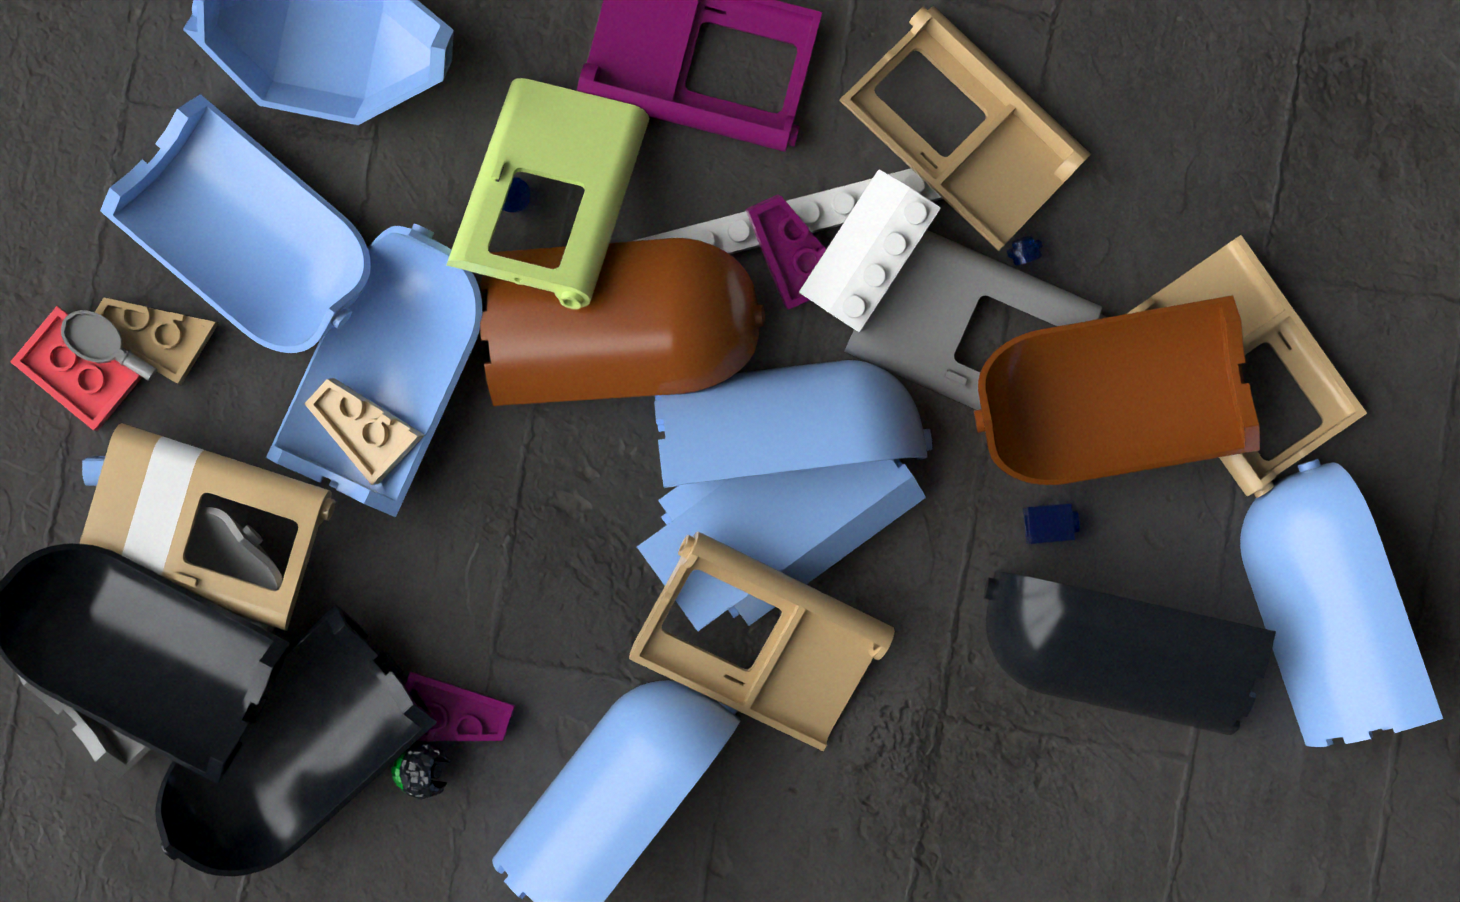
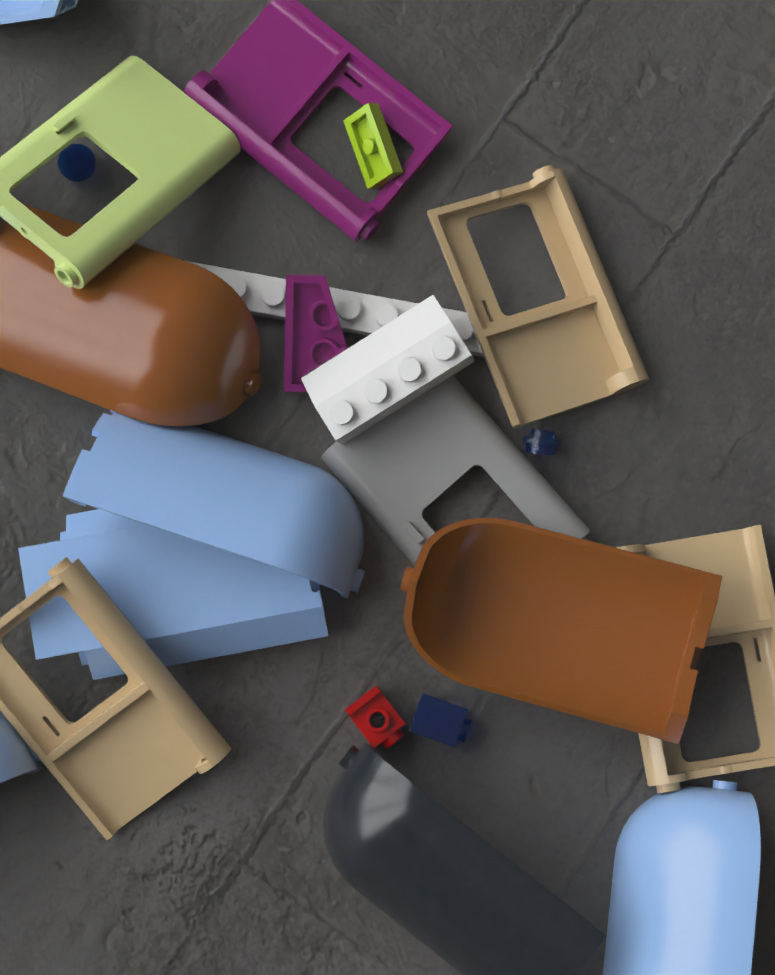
camera: 25 degrees right, 5 degrees down
(761, 61) = (373, 146): none -> lime plate
(983, 546) = (364, 707): none -> red brick

